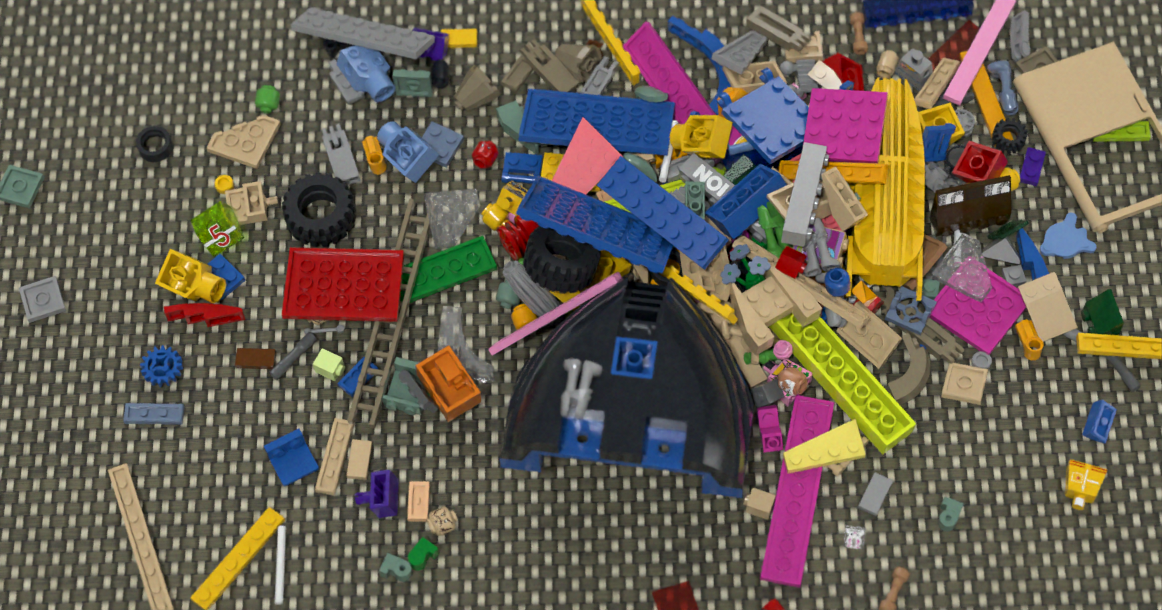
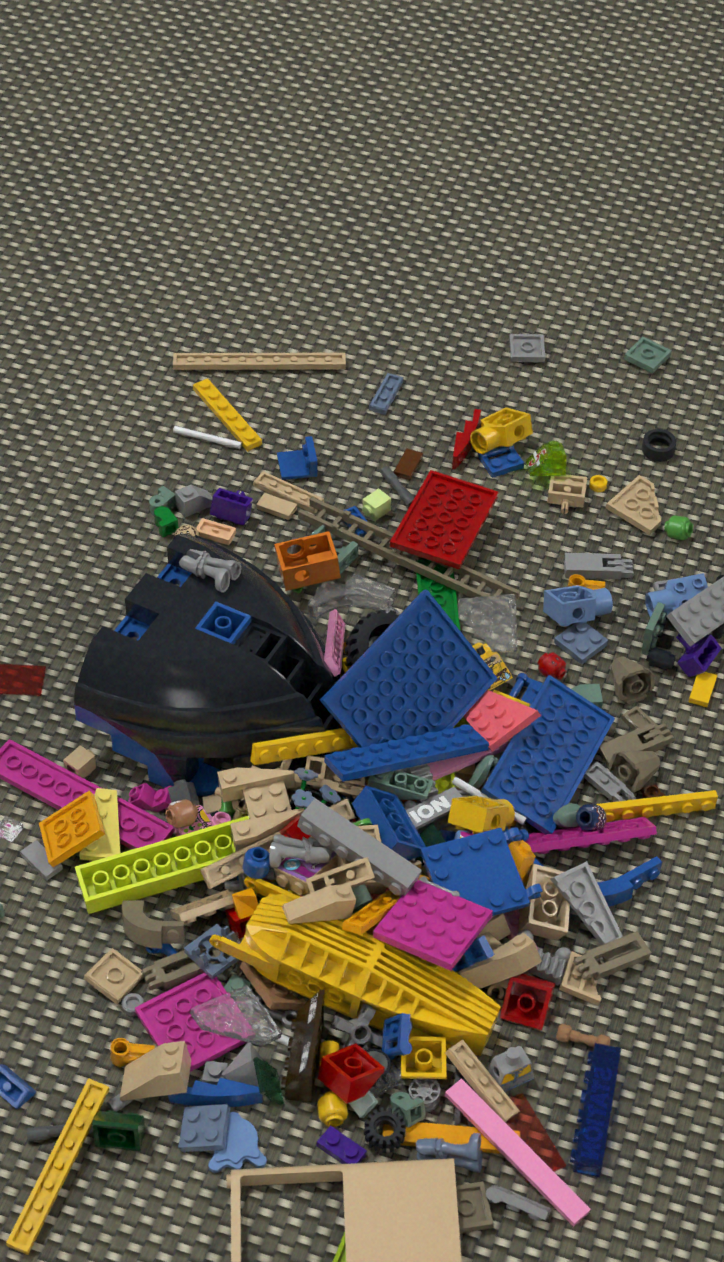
camera: 105 degrees right, 15 degrees down
(165, 359) = (427, 403): blue gear -> none
(313, 189) = (541, 514): black tyre -> none
(382, 537) = (192, 500): none -> light grey slope
(651, 73) = (591, 817): none -> dark blue head
(799, 150) = (424, 879): none -> light grey hinge
(844, 470) = (71, 828): none -> light orange plate
(876, 202) = (322, 905): none -> tan slope
(887, 64) = (532, 1048): tan brick -> none
(983, 130) = (410, 1109): none -> sand green leg
(1068, 261) = (204, 1128): none -> sand blue plate

